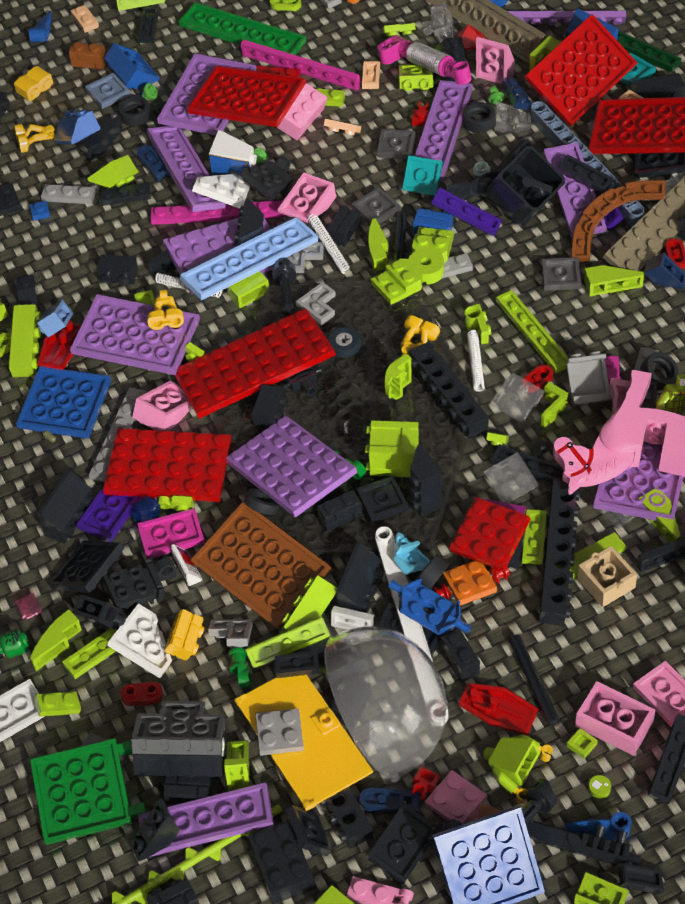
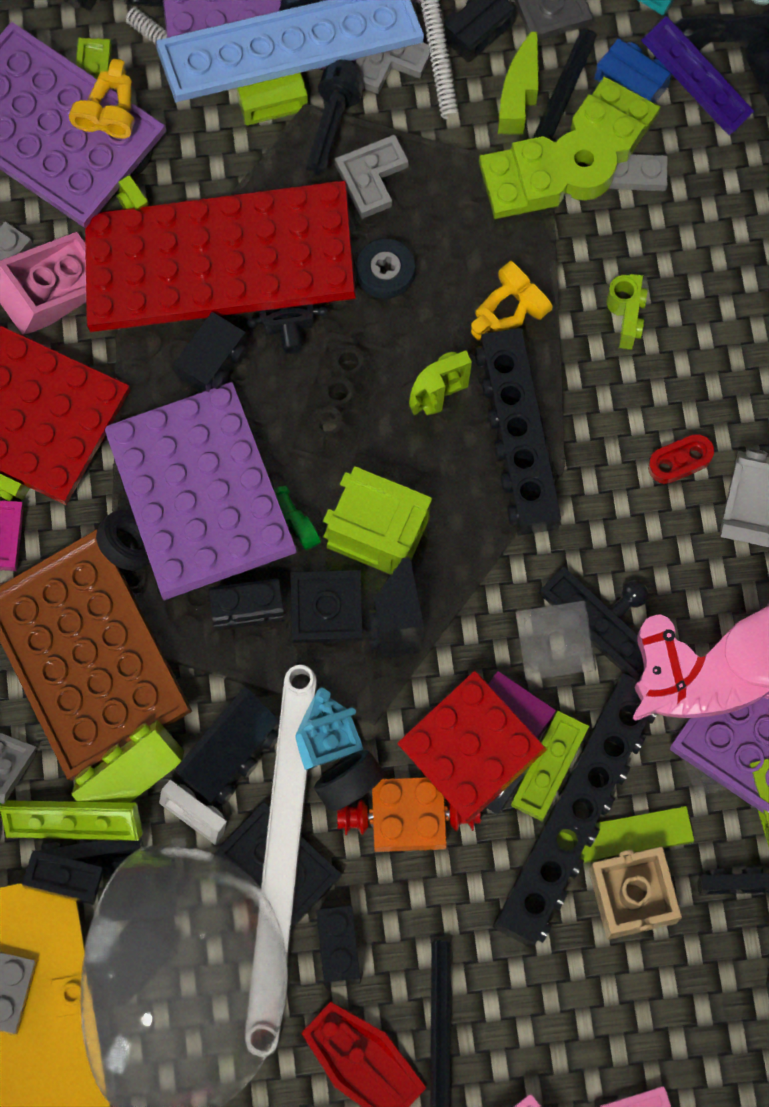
camera: 15 degrees right, 20 degrees up
(416, 597) = (344, 860): blue plate -> none
(472, 361) = (582, 413): white piece -> none
(497, 438) = (567, 551): lime plate -> none
(517, 397) = (632, 484): clear slope -> none
(533, 331) = (714, 359): lime plate -> none
(558, 400) = (695, 503): lime bracket -> none

